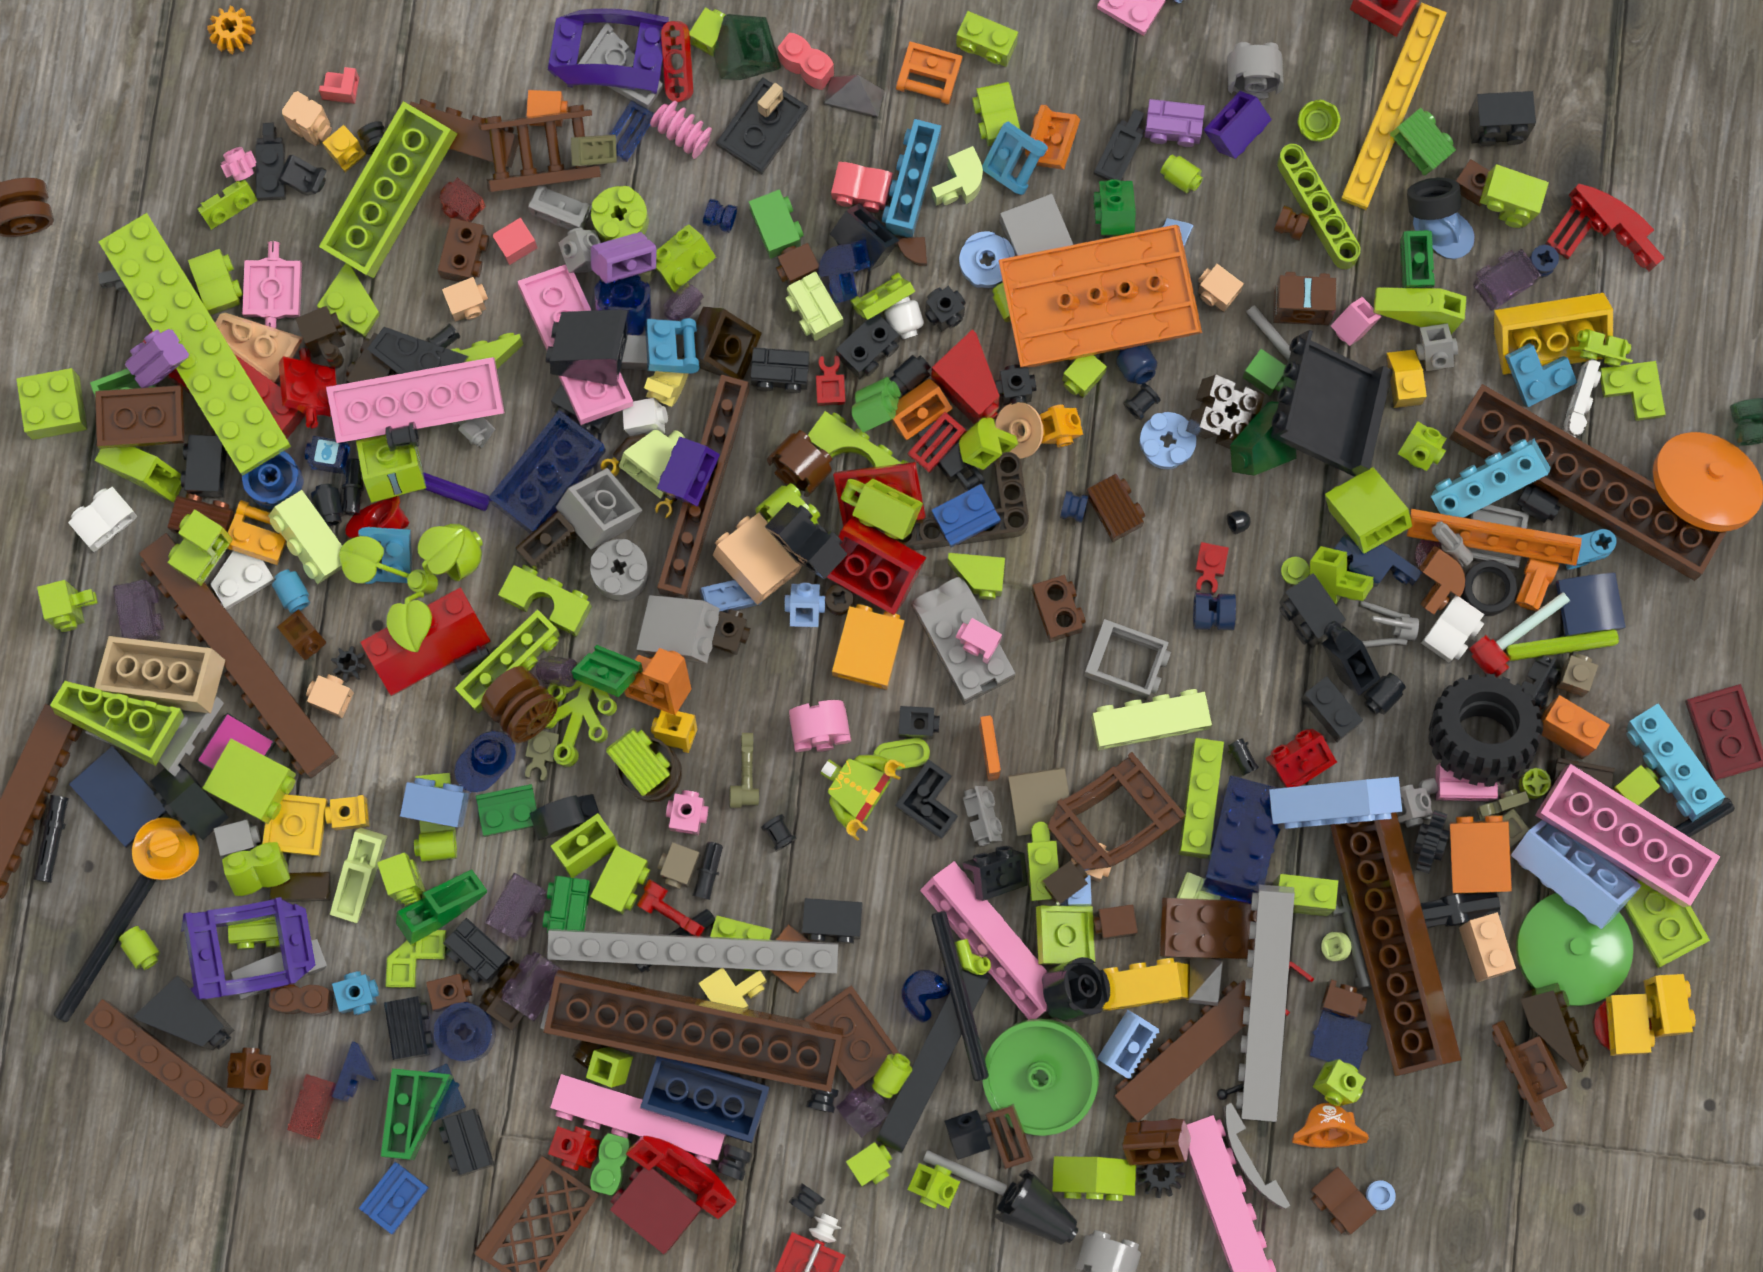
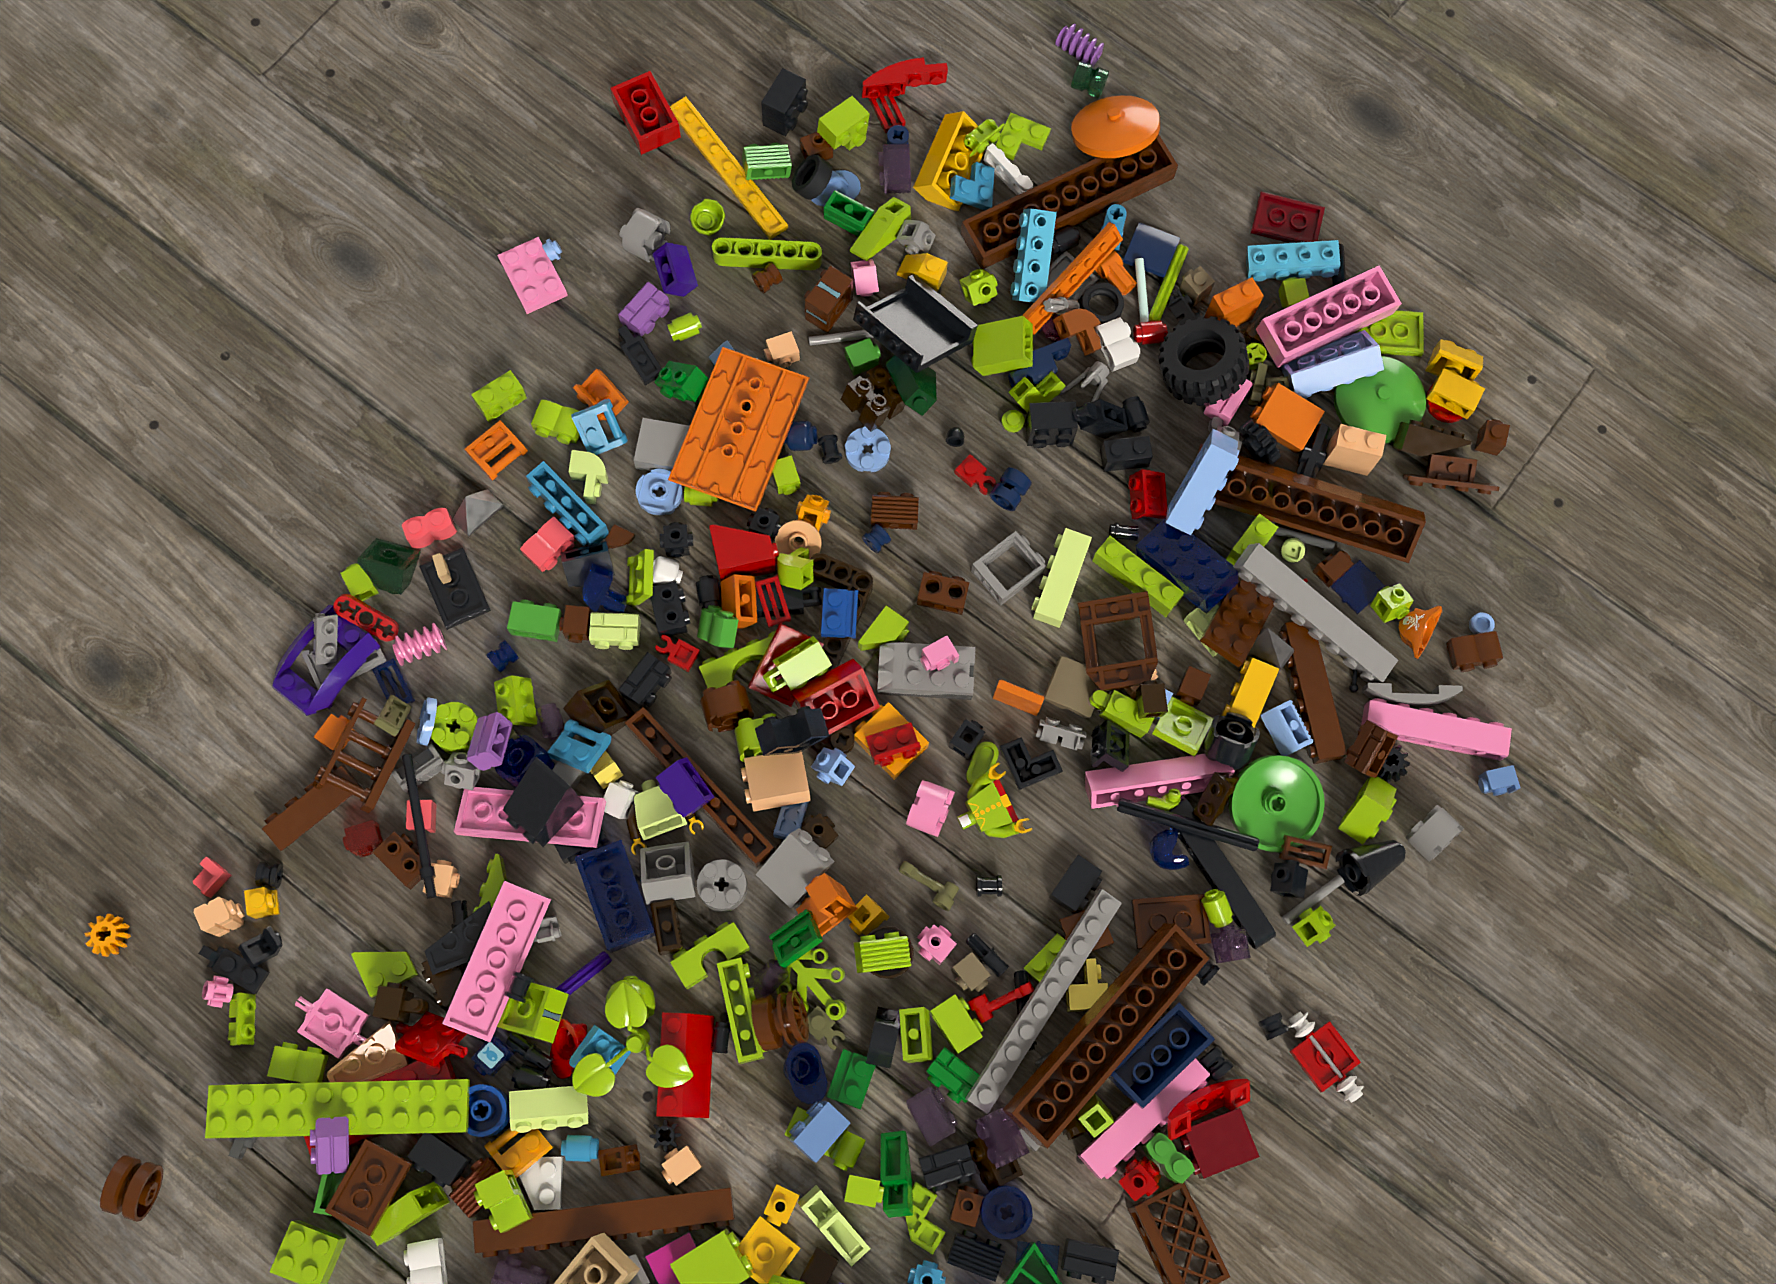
camera: 65 degrees left, 5 degrees down
(388, 190) = (318, 885): lime brick -> none
(462, 280) = (427, 871): none -> black bar
(608, 185) = (427, 720): none -> light blue tile
(629, 37) = (326, 638): none -> light grey hinge
(861, 650) = (893, 744): none -> red bracket
(870, 1164) = (1272, 963): lime brick -> none
(1005, 1007) = (1215, 797): none -> dark brown bracket
(1605, 1093) = (1492, 437): none -> reddish brown brick

